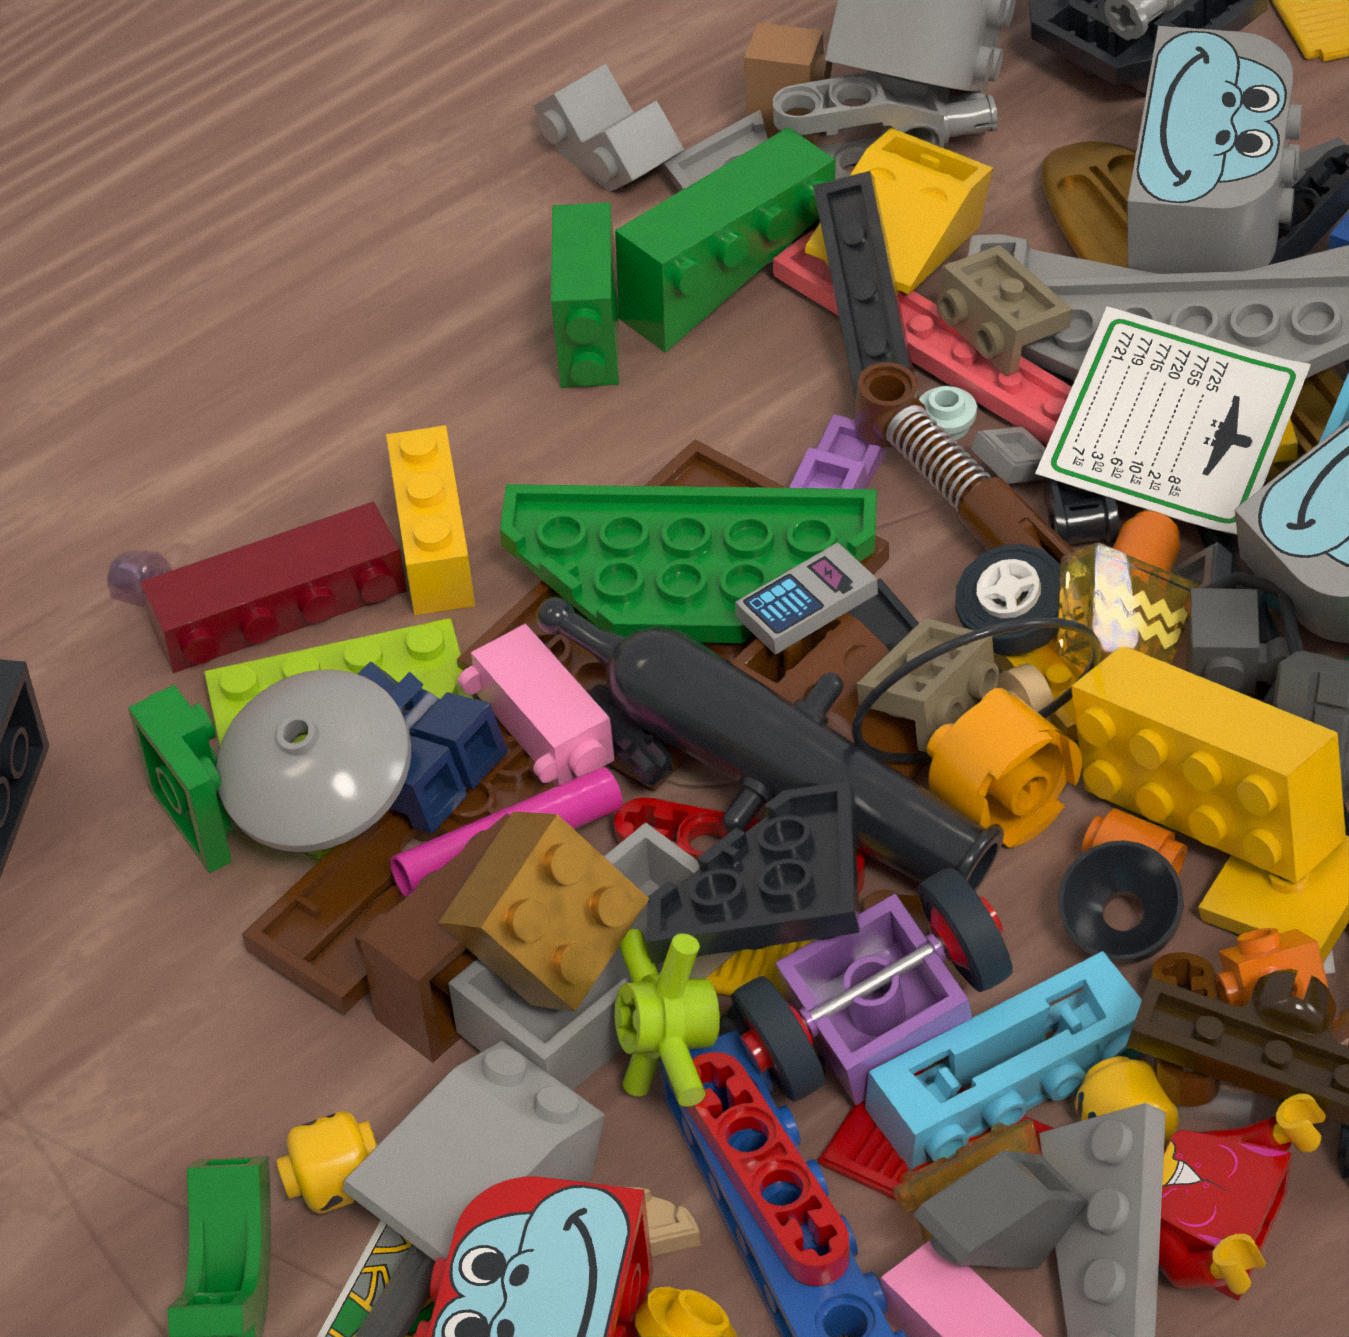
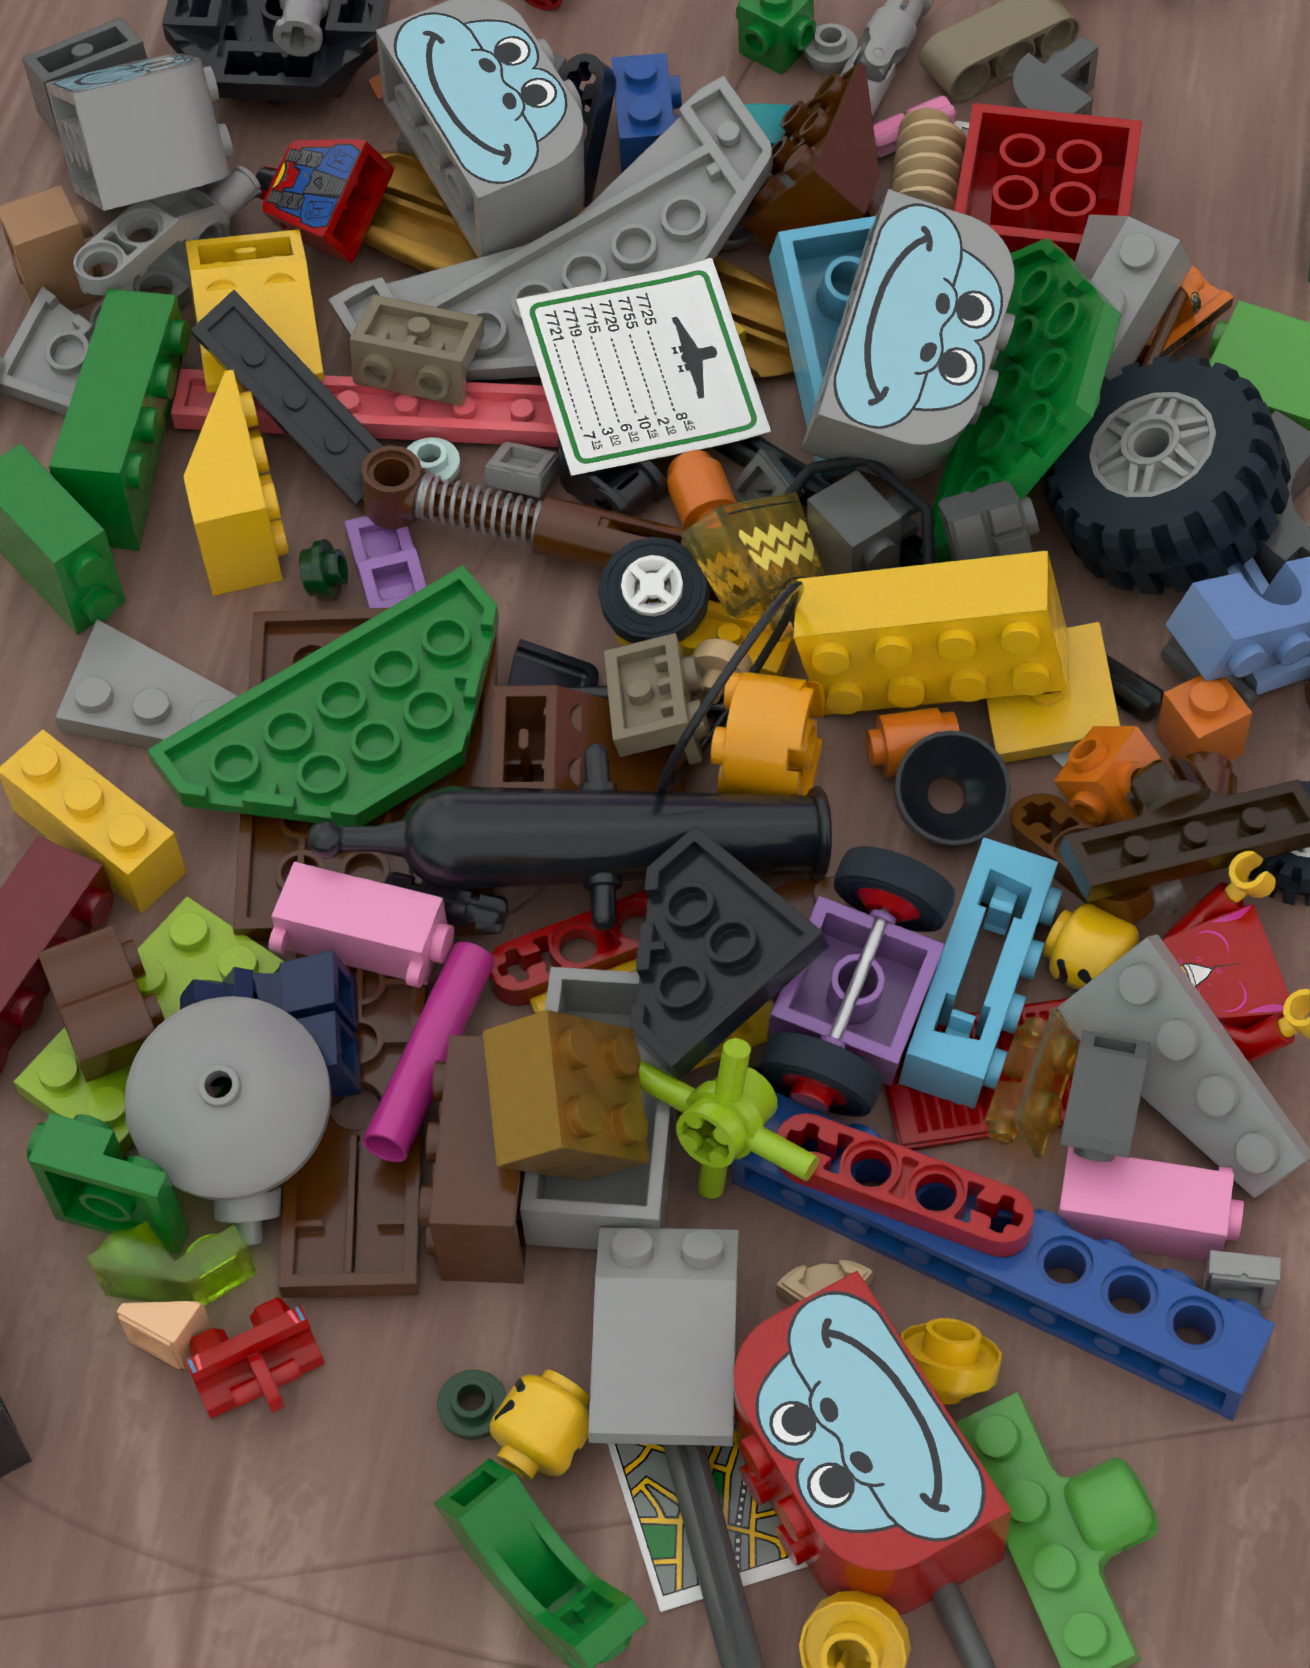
camera: 40 degrees left, 10 degrees up
(142, 912) = (164, 1328): none -> light nougat slope
(178, 975) = (254, 1362): none -> red hips
(196, 889) = (140, 1269): none -> clear neon green slope
(276, 869) = (250, 1213): none -> light grey tile
(296, 1102) = (464, 1423): none -> dark green plate
(302, 631) = (101, 1000): none -> reddish brown brick
(552, 443) = (133, 692): none -> light grey wing
(754, 337) = (229, 497): none -> yellow slope
(780, 440) = (323, 570): none -> dark green plate
(806, 598) = (506, 693): tile -> none
(1045, 153) = (326, 192): none -> torso

